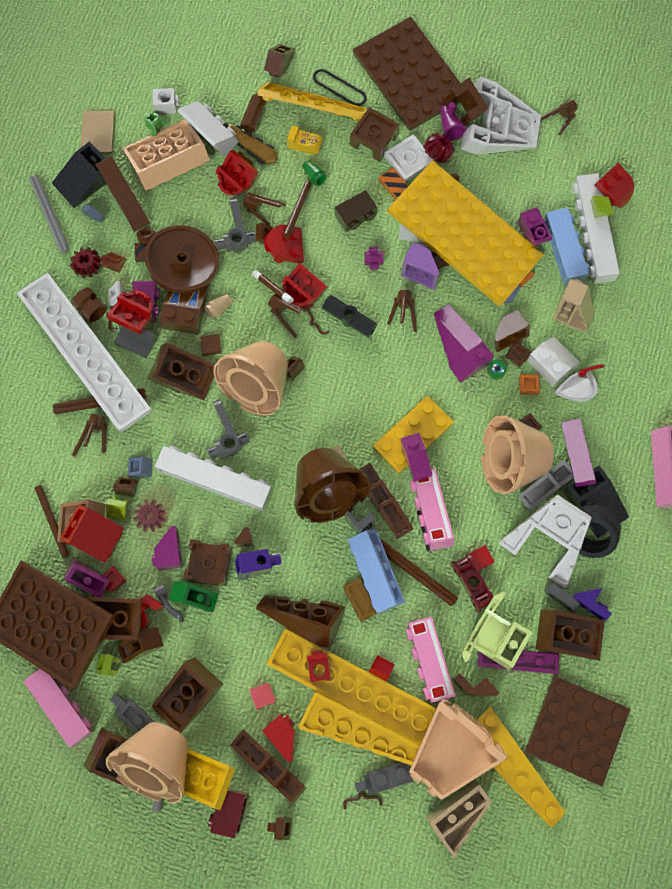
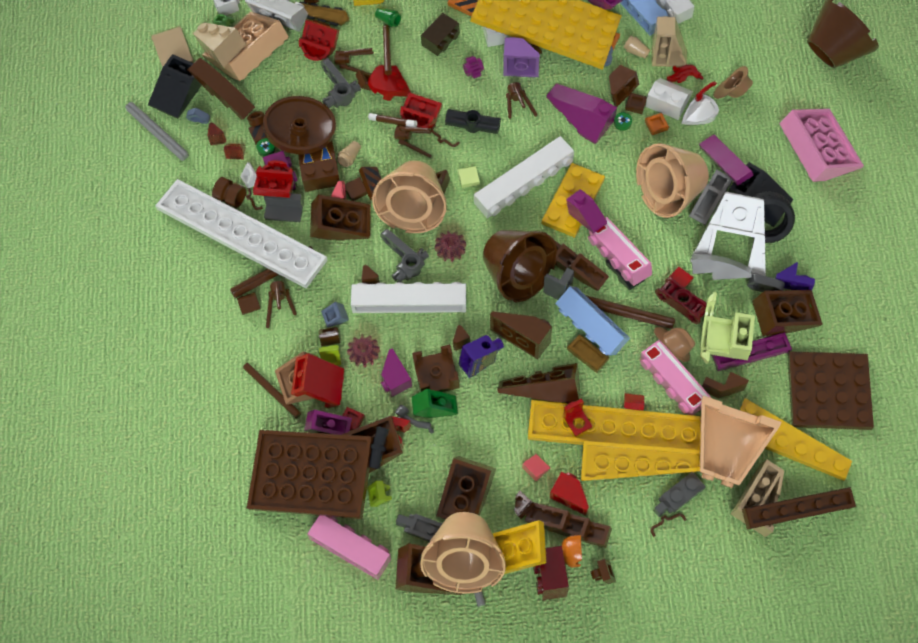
camera: 20 degrees left, 10 degrees down
(64, 424) = (248, 303): none -> reddish brown slope
(92, 262) = (209, 159): dark red gear -> none
(99, 239) = (215, 135): none -> clear red slope
(115, 628) = (378, 447): none -> black pin
(138, 145) = (219, 41): none -> tan wedge
(140, 270) = (265, 148): none -> green tile
(148, 642) = (403, 465): reddish brown slope -> none
(184, 442) = (369, 276): none -> reddish brown slope
(192, 343) = (339, 190): none -> coral slope
(228, 340) = (370, 178): none -> reddish brown tile
(234, 729) = (522, 504): none -> reddish brown tile
(257, 796) = (572, 550): none -> orange hair
(274, 446) = (445, 241): none -> clear pink gear
(308, 560) = (522, 331): none -> reddish brown slope
(322, 372) = (468, 177): none -> yellowish green tile
(374, 394) = (523, 177): none -> white brick
(447, 623) = (677, 341): none -> medium nougat piece
(489, 843) = (798, 508): none -> reddish brown tile
(523, 563) = (719, 267): none -> light grey slope
(544, 295) = (636, 47): none -> tan cone
(580, 338) = (681, 73): none -> red piece
(623, 373) = (735, 85): none -> medium nougat piece

